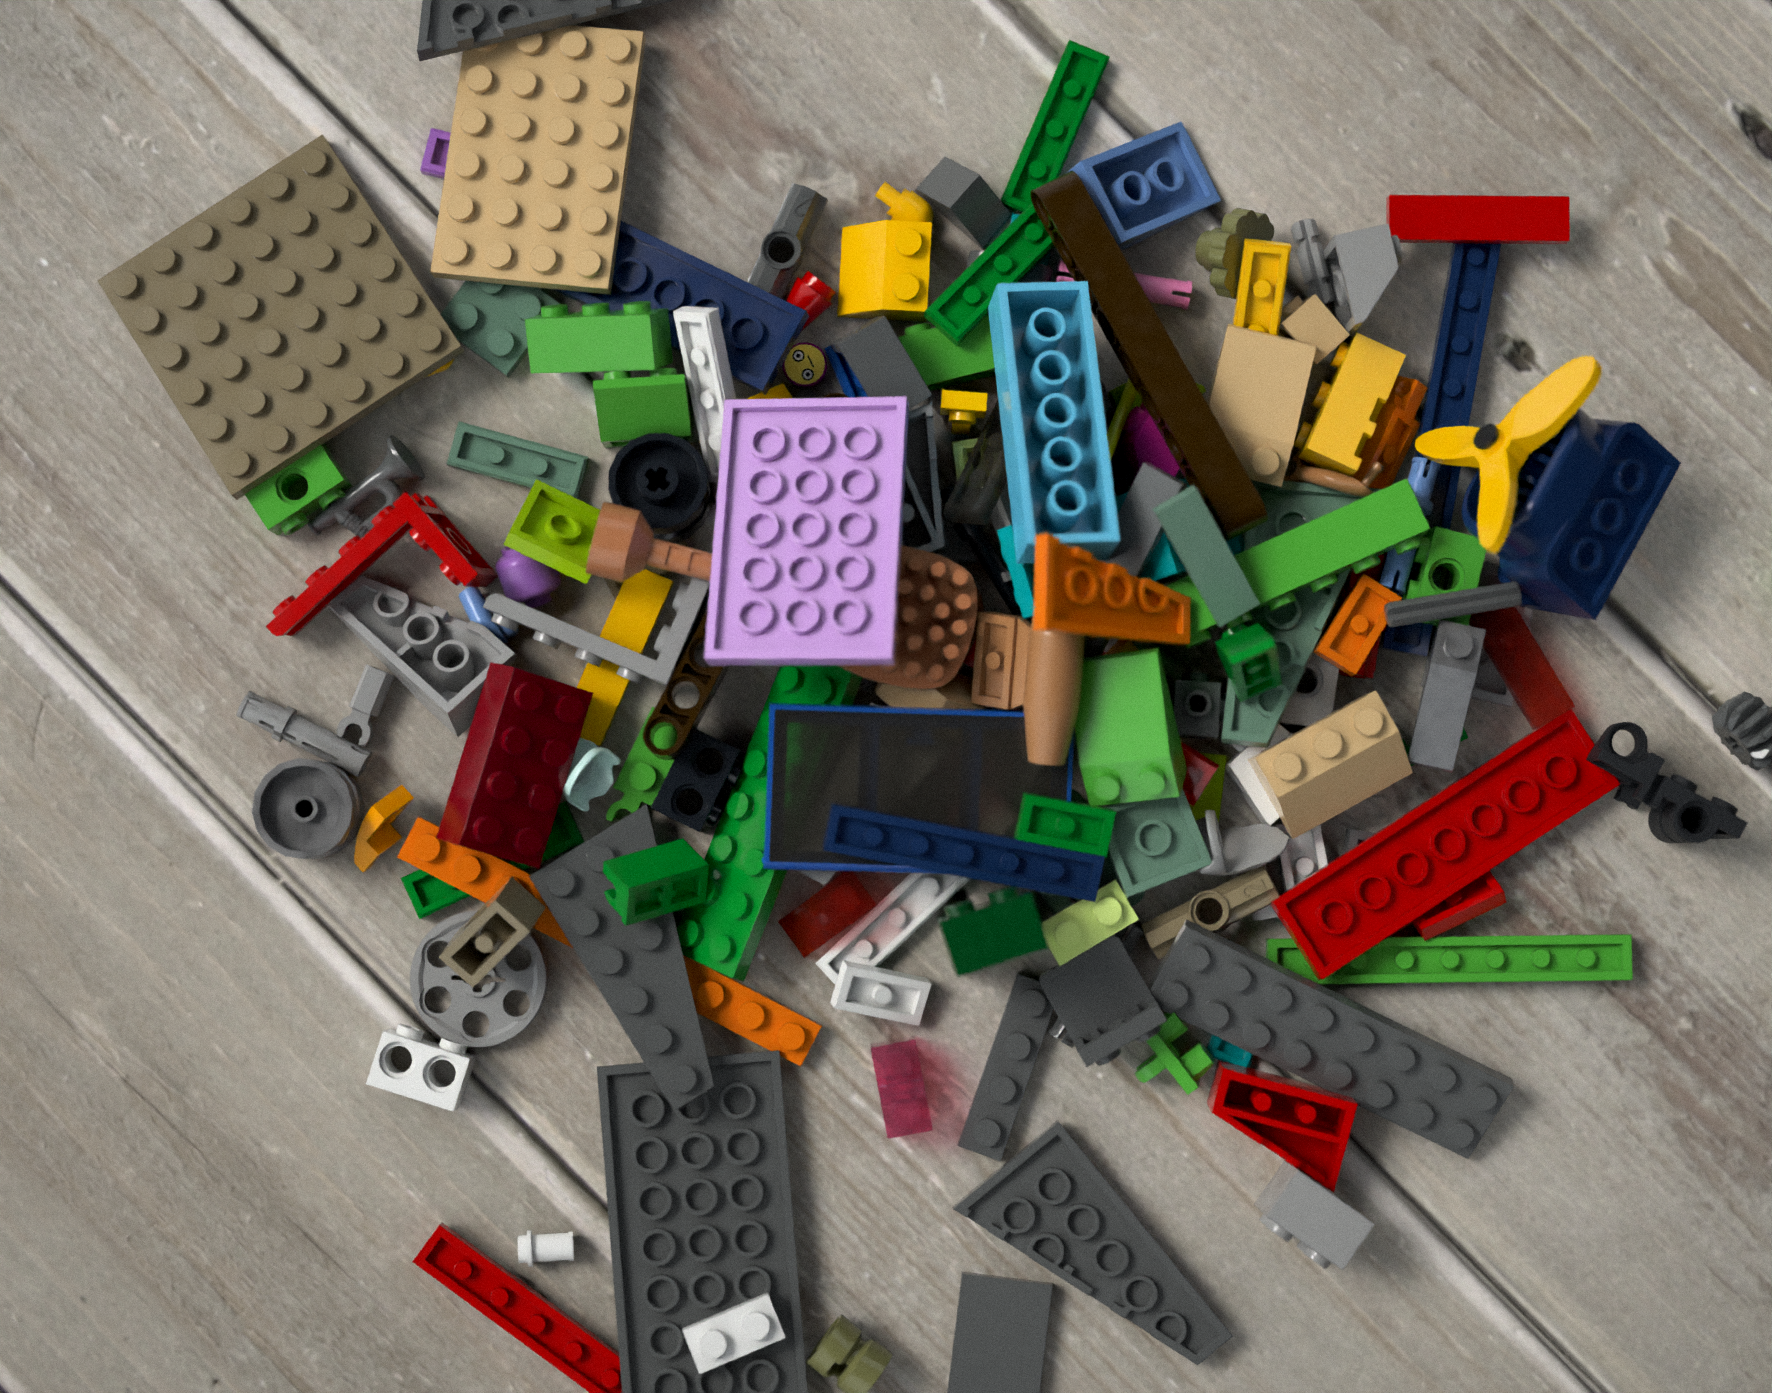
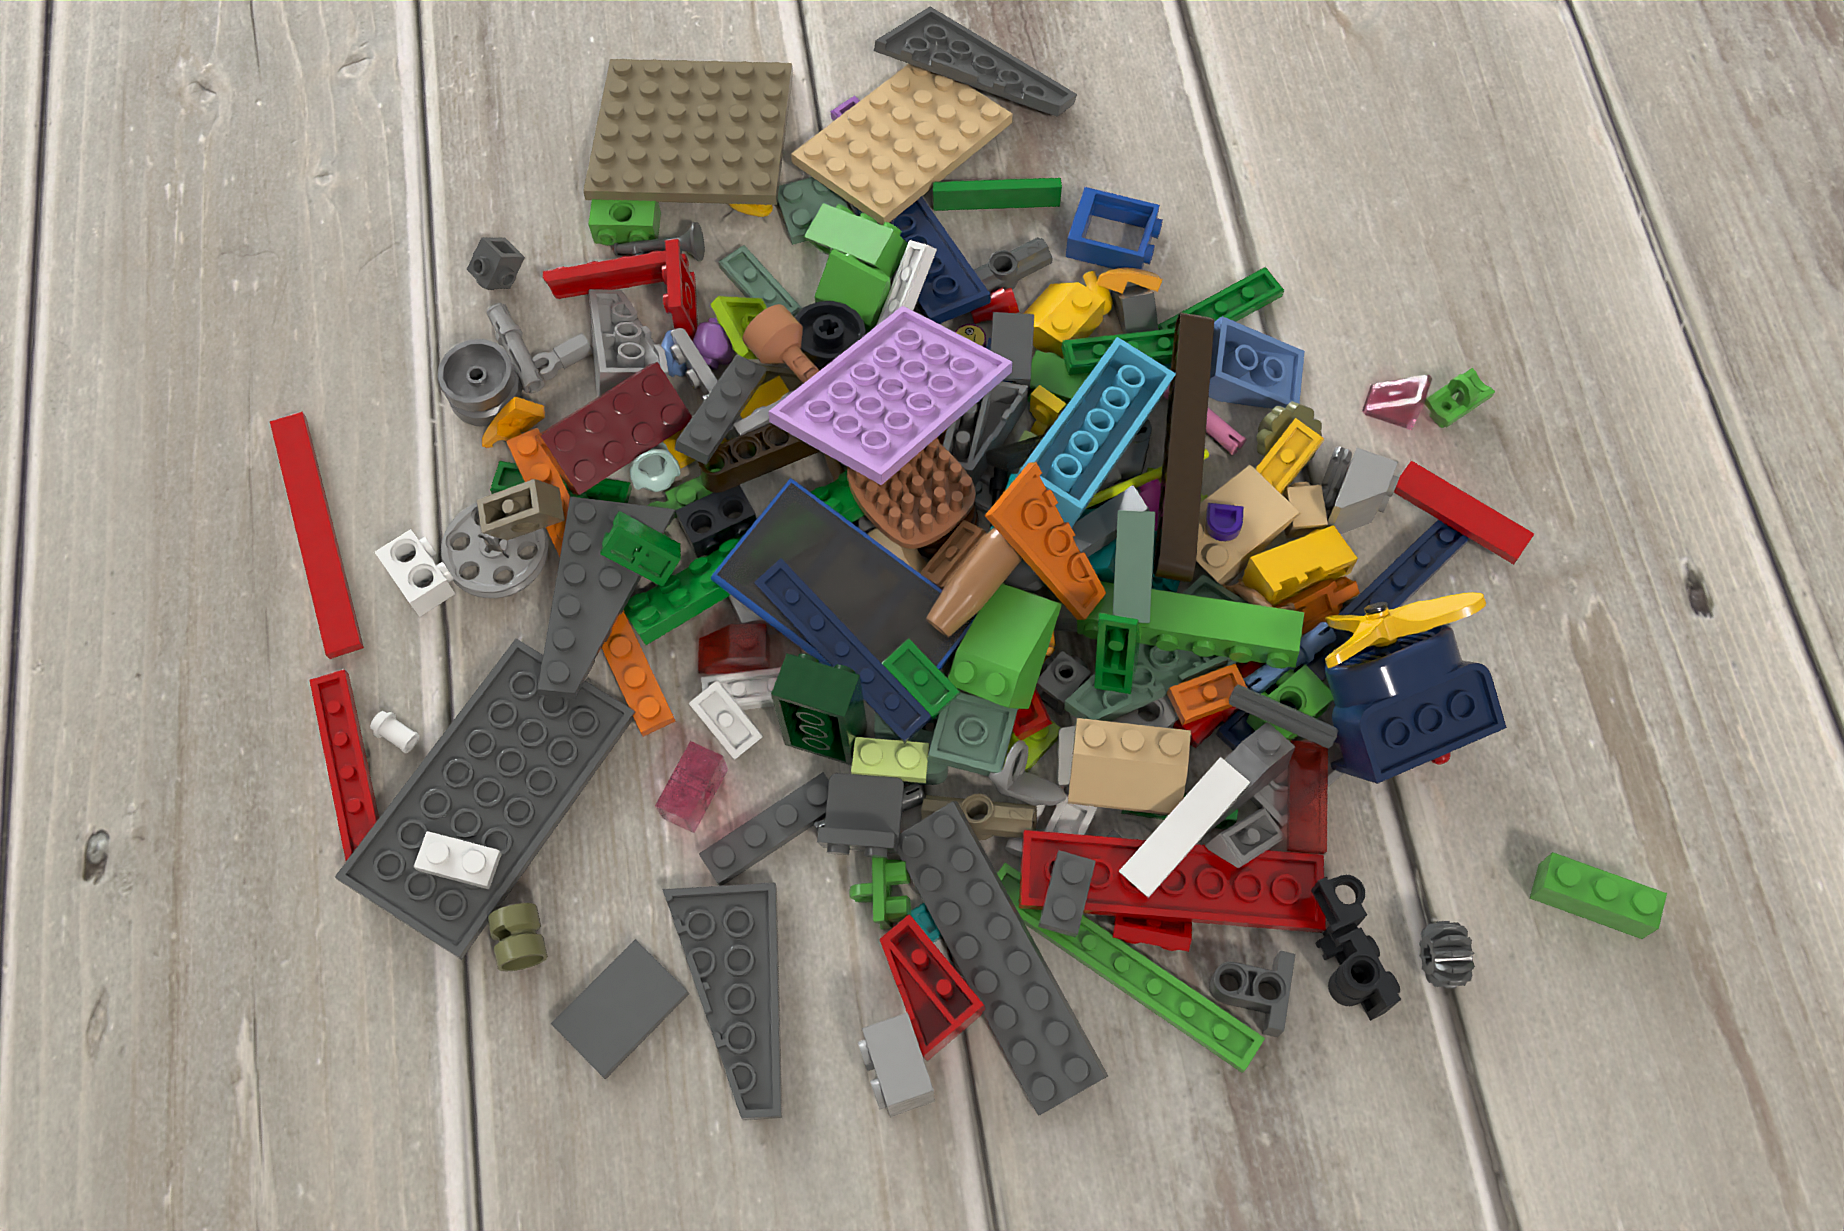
camera: 40 degrees right, 20 degrees down
(199, 651) = (495, 263): none -> dark grey brick
(268, 1099) = (316, 536): none -> red tile
(621, 667) = (720, 409): none -> dark grey plate
(701, 153) = (997, 194): none -> green tile
(857, 76) = (1119, 209): none -> blue window
(932, 161) = (1118, 278): none -> light orange slope
(1249, 419) = (1224, 521): none -> dark purple tile
(1323, 119) = (1397, 400): none -> clear pink slope
(1360, 937) = (1067, 893): none -> dark grey plate
(1390, 55) = (1469, 394): none -> bright green hips
(1431, 790) = (1184, 827): none -> white tile
(1490, 750) = (1247, 838): none -> light grey slope
(1582, 892) = (1248, 996): none -> dark grey tile

